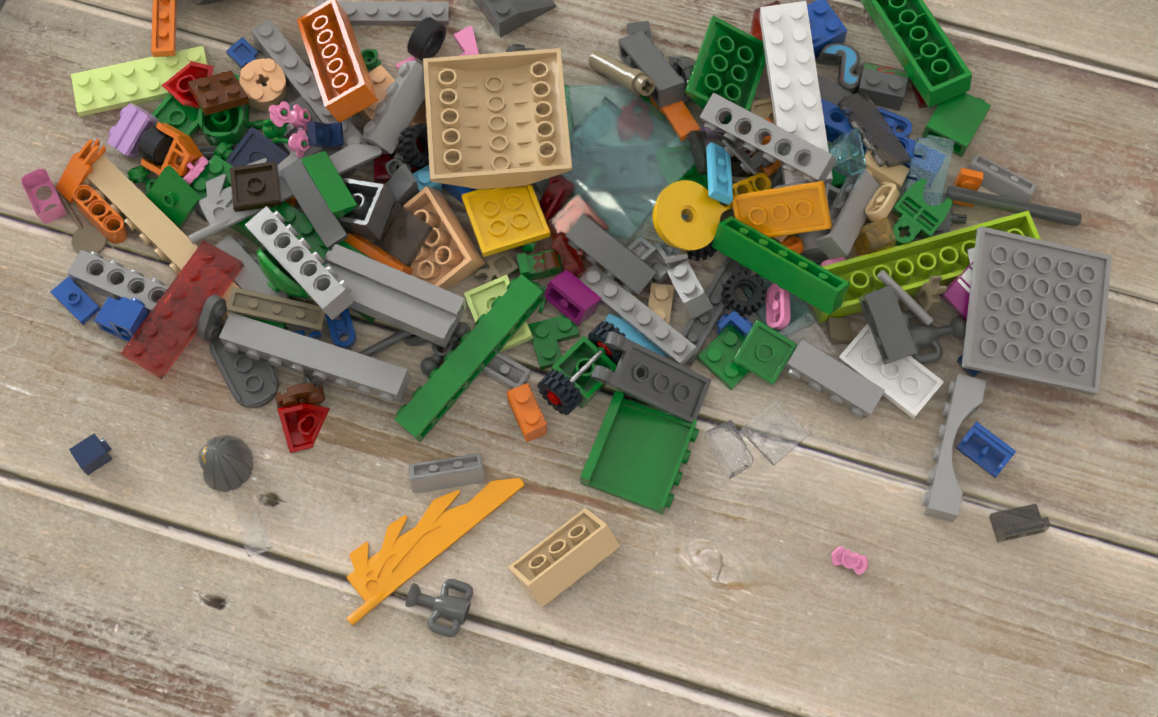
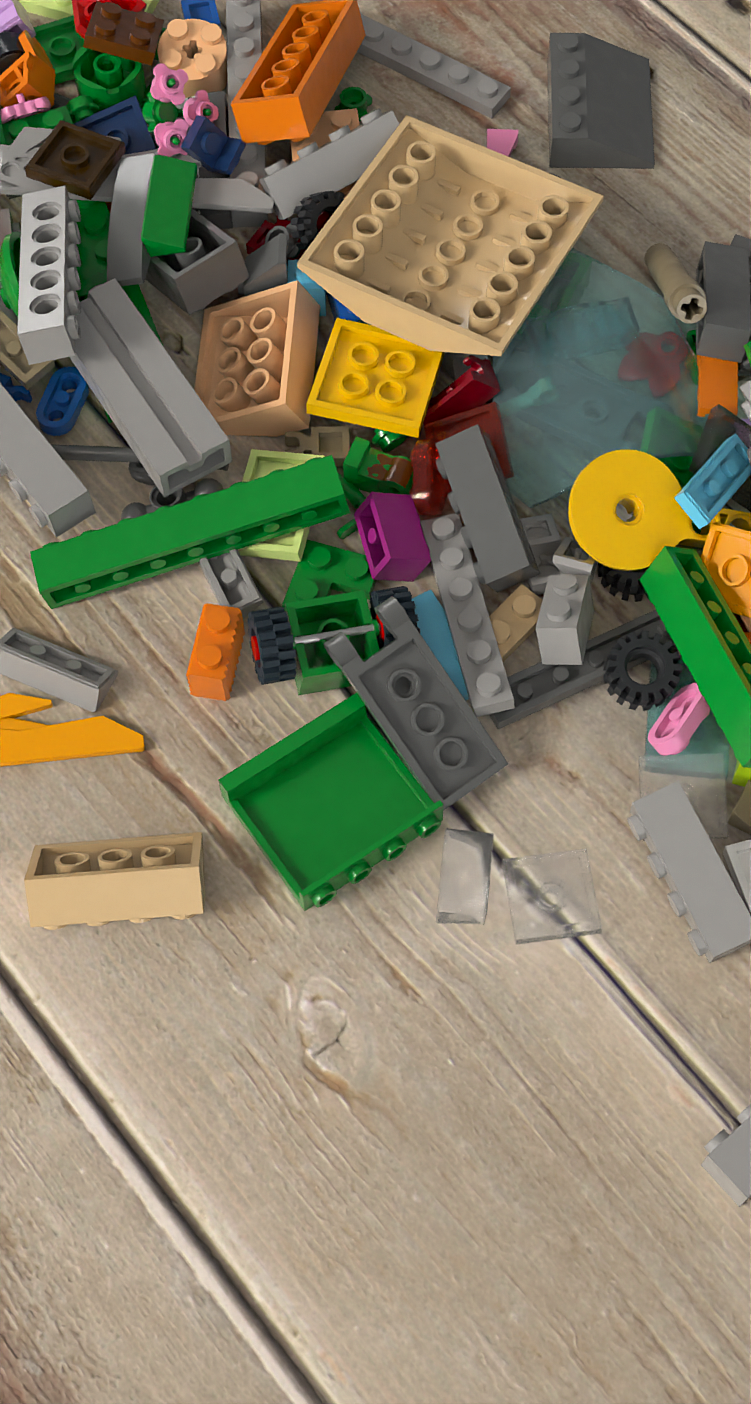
camera: 35 degrees right, 5 degrees down
(376, 253) = (177, 338): orange plate -> none
(403, 234) = (226, 330): clear smoke tile -> none
(426, 39) = (441, 93): black tyre -> none
(718, 358) = (563, 753): green plate -> none
(740, 324) = (608, 717): blue bracket -> none
(764, 352) = (612, 769): green plate -> none
(850, 560) = (531, 1156): bright pink piece -> none

